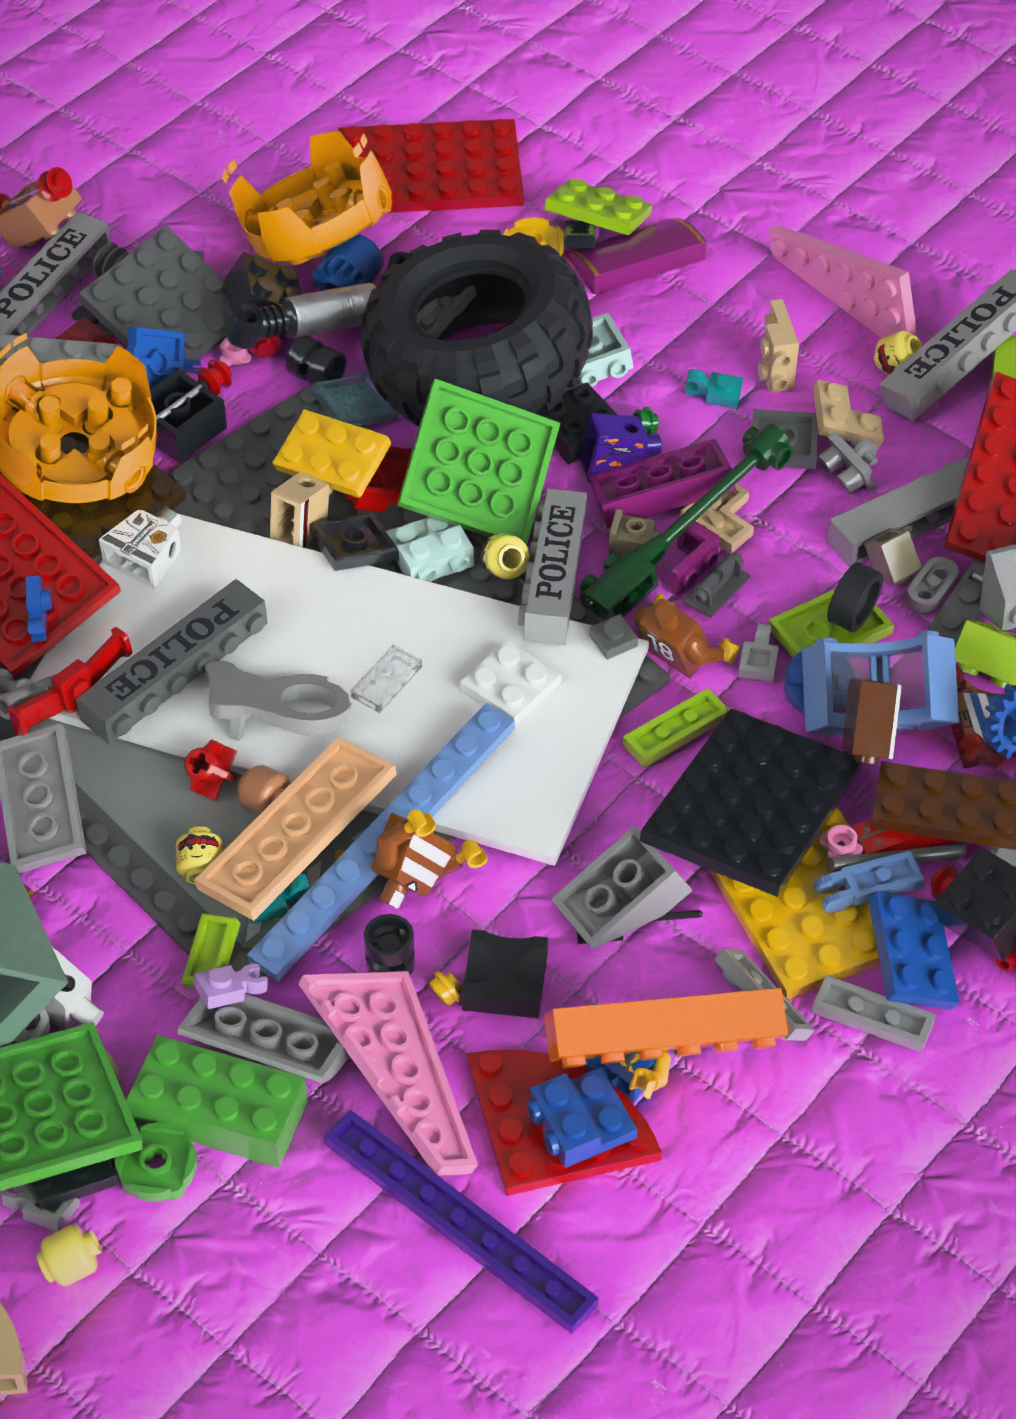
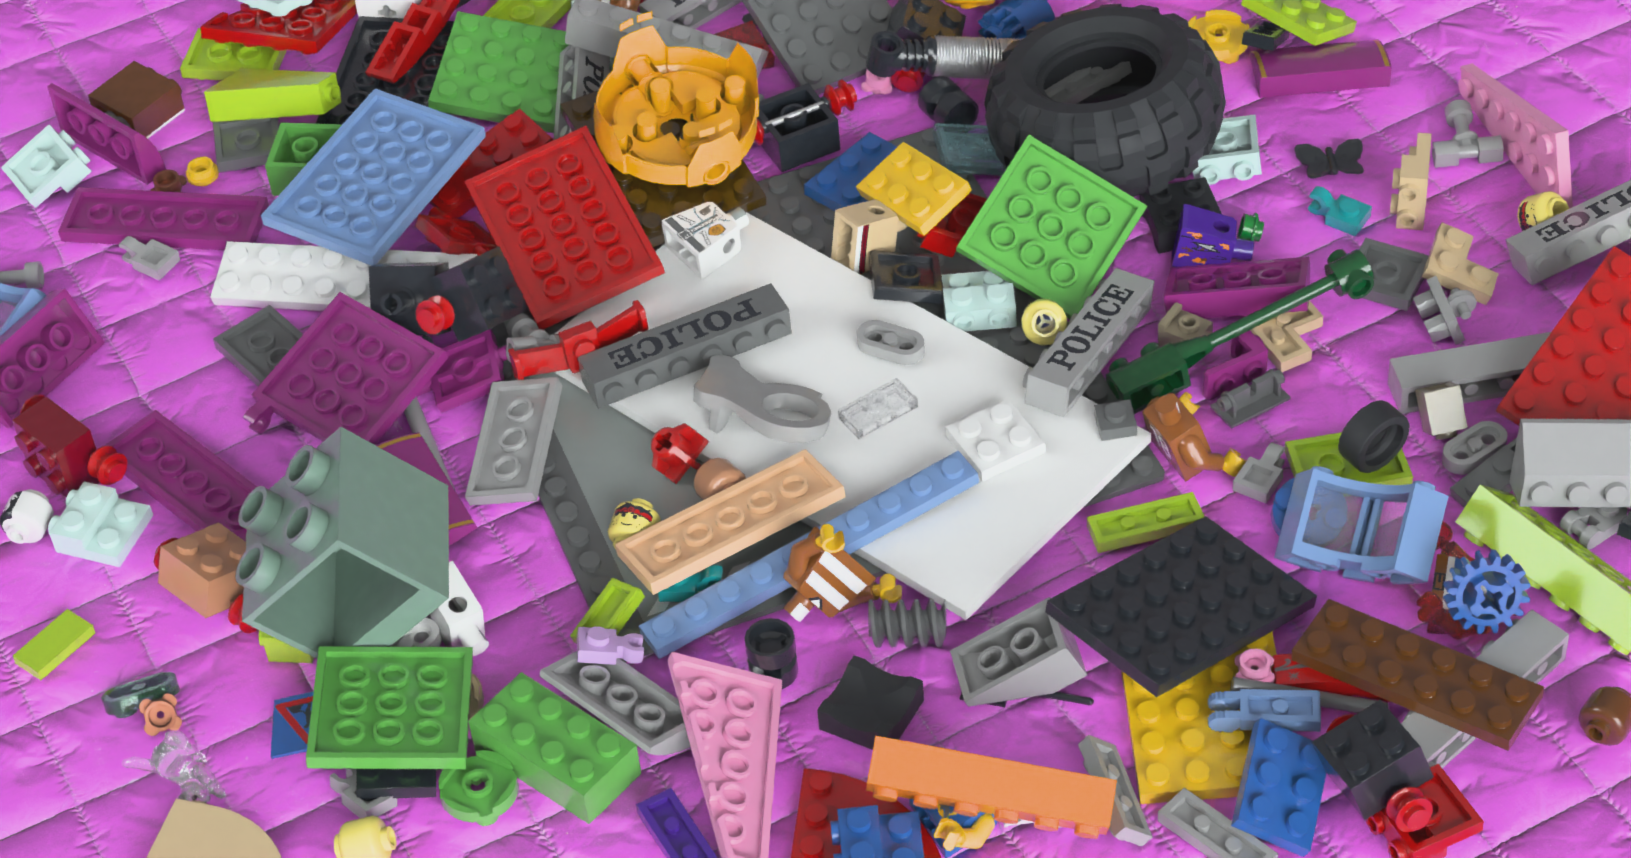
camera: 25 degrees right, 5 degrees down
(37, 603) = (578, 265): blue plate -> none
(160, 352) = (788, 65): blue plate -> none
(253, 449) = (837, 181): none -> blue plate
(371, 610) = (890, 342): none -> light grey plate
(446, 988) = (809, 702): yellow plate -> none
(503, 882) = (907, 623): none -> dark grey piece
(685, 345) = (1320, 164): none -> black piece
(799, 299) = (1465, 142): none -> light grey bar
(871, 720) = (1328, 554): reddish brown piece -> none

